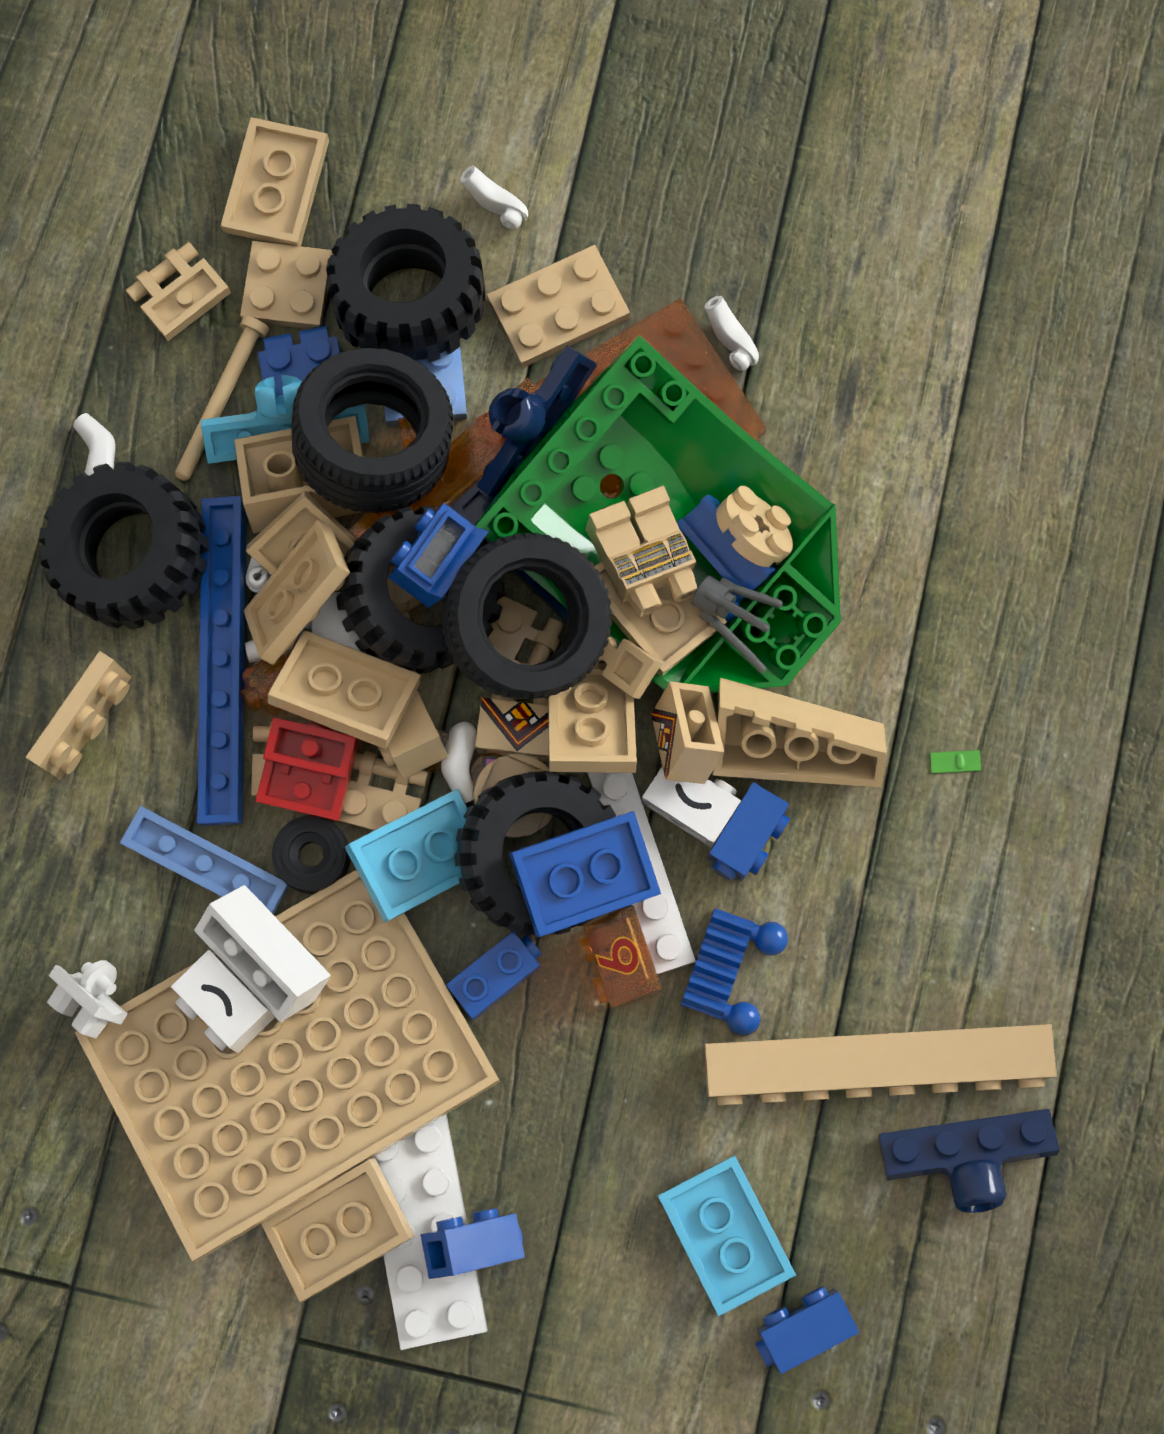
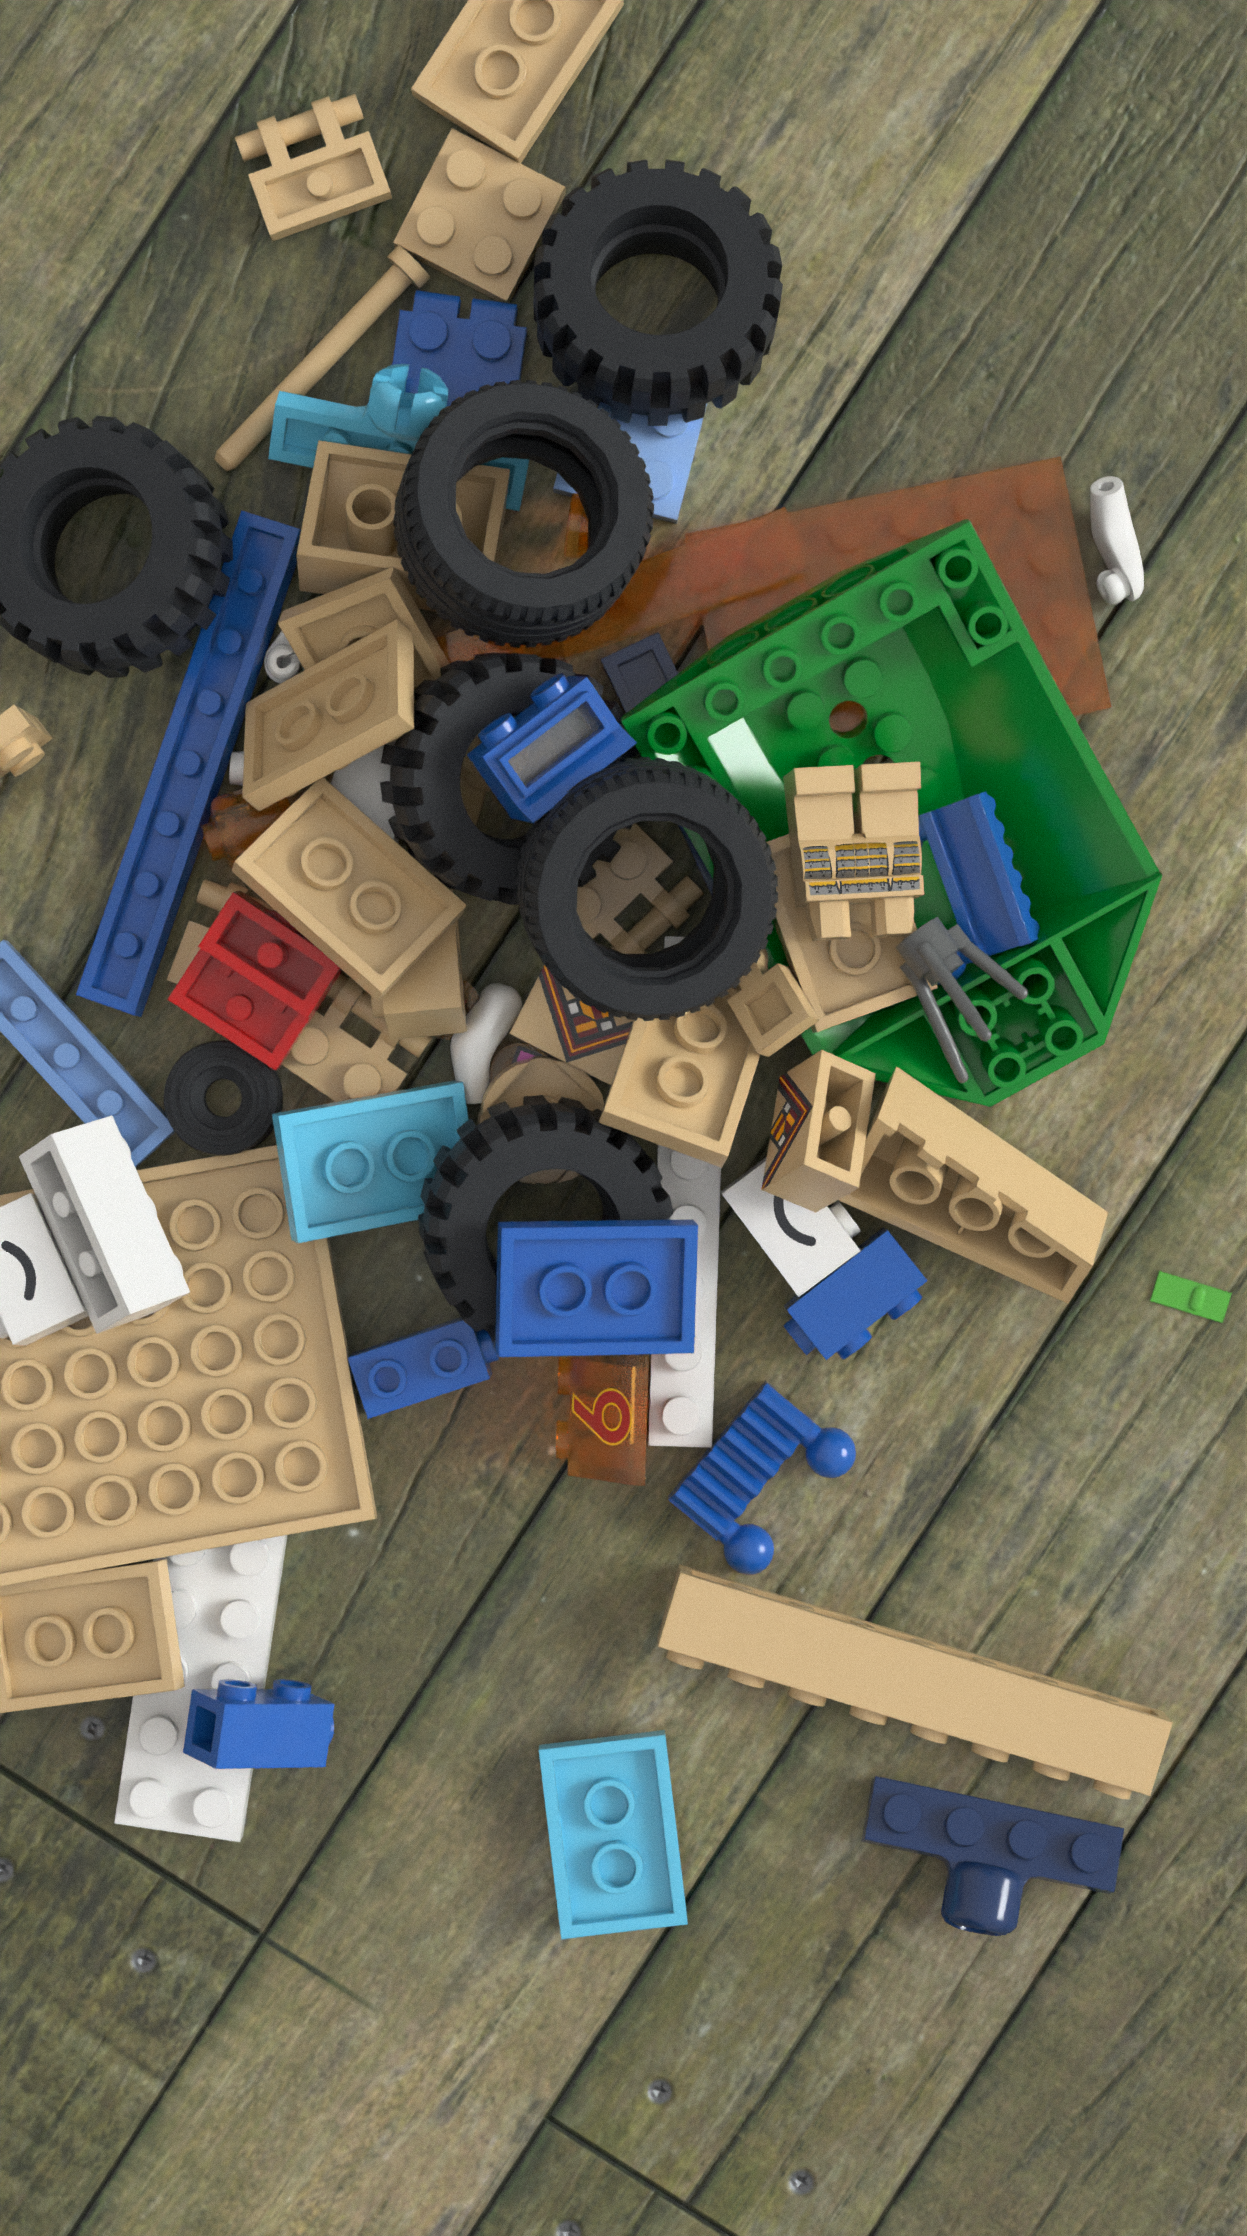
camera: 15 degrees right, 10 degrees up
(98, 440) = (119, 370): white arm -> none
(494, 198) = (841, 194): white arm -> none
(527, 417) = (756, 577): dark blue plate -> none
(558, 306) = (874, 399): tan plate -> none
(757, 527) = (1032, 868): tan plate -> none
(805, 1331) = (671, 1999): blue brick -> none

